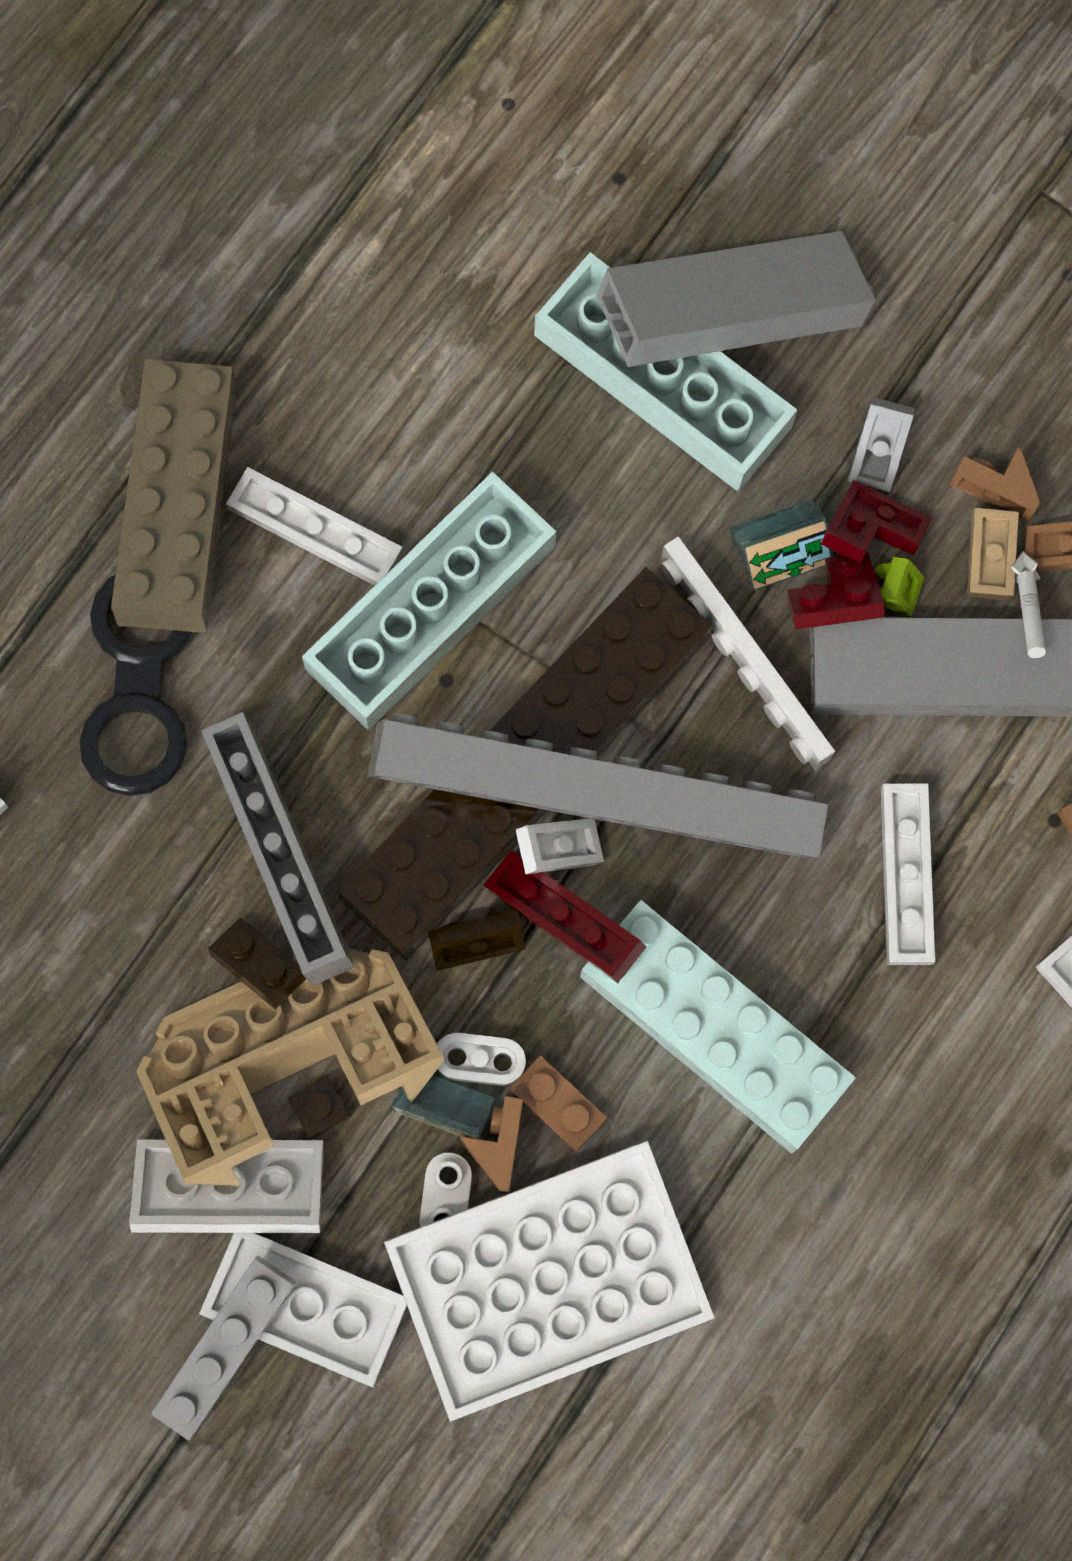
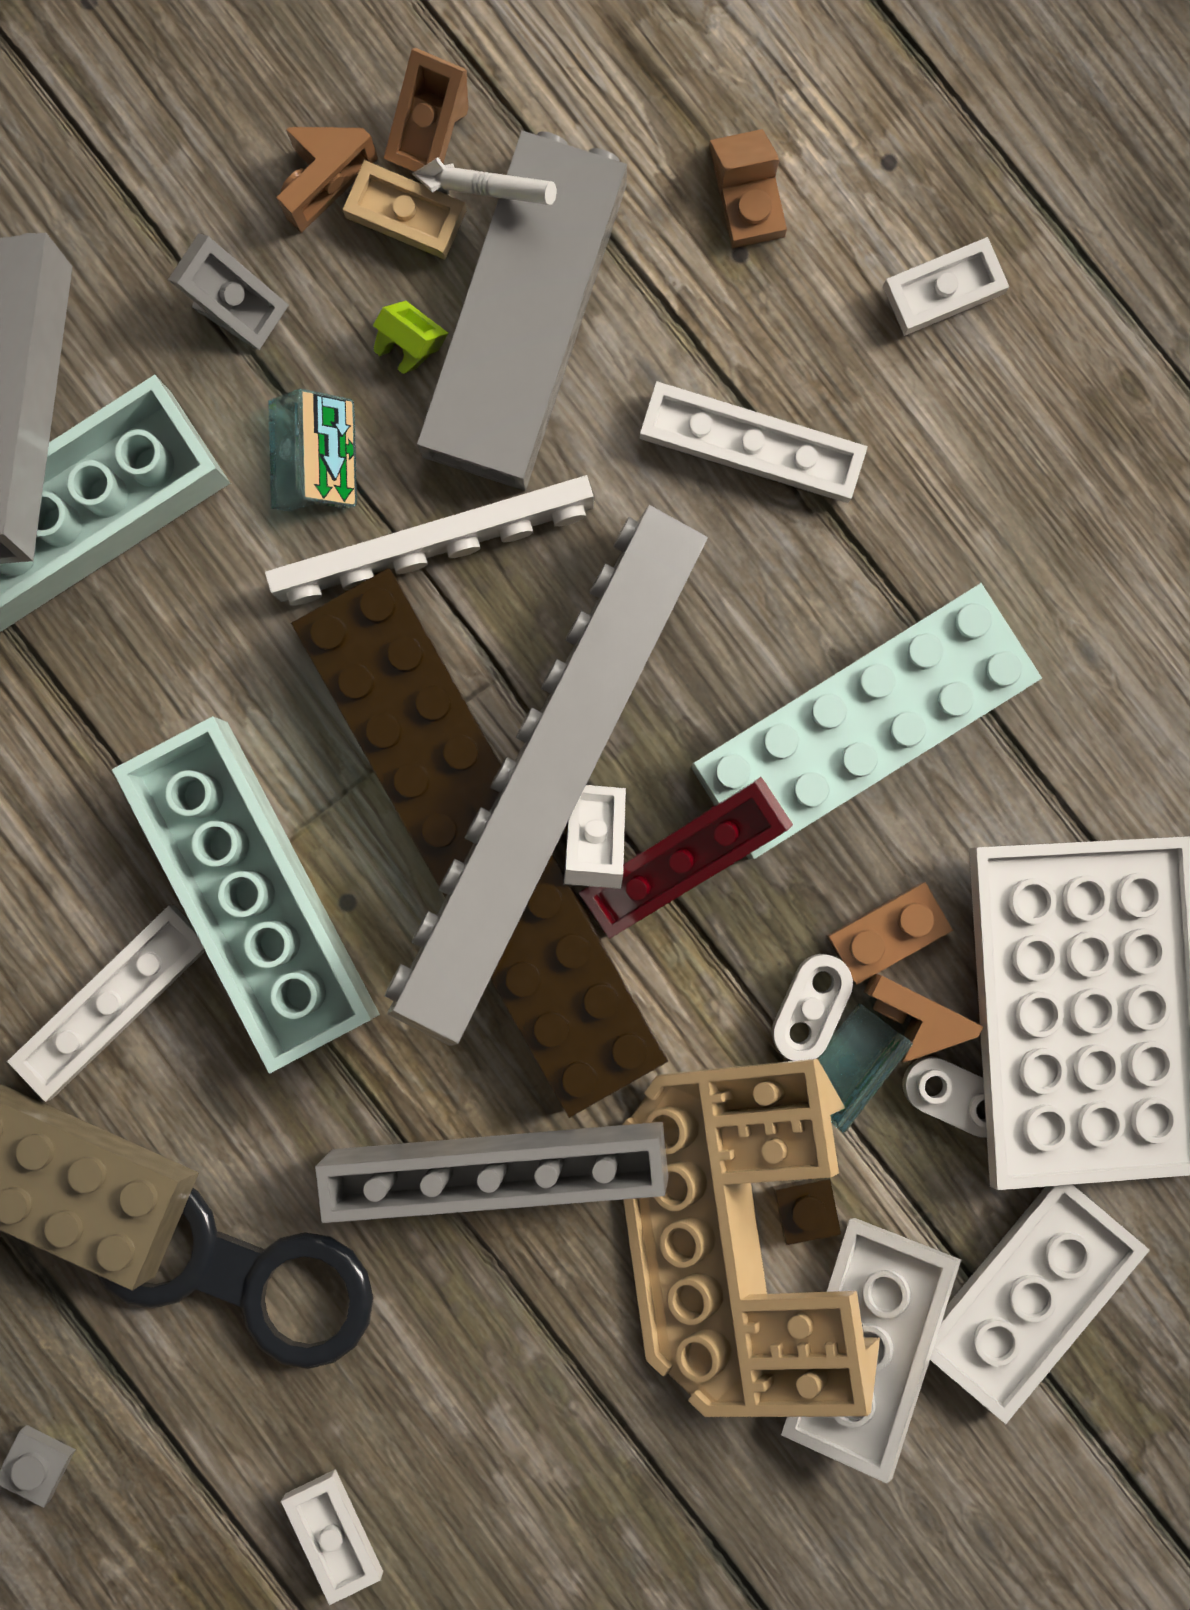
camera: 60 degrees left, 10 degrees up
(223, 1348) = (1053, 1407): light grey plate -> none
(257, 963) = (617, 1235): dark brown plate -> none
(476, 939) = (671, 983): dark brown plate -> none
(848, 596) = (407, 397): dark red plate -> none
(870, 515) = (312, 335): dark red plate -> none

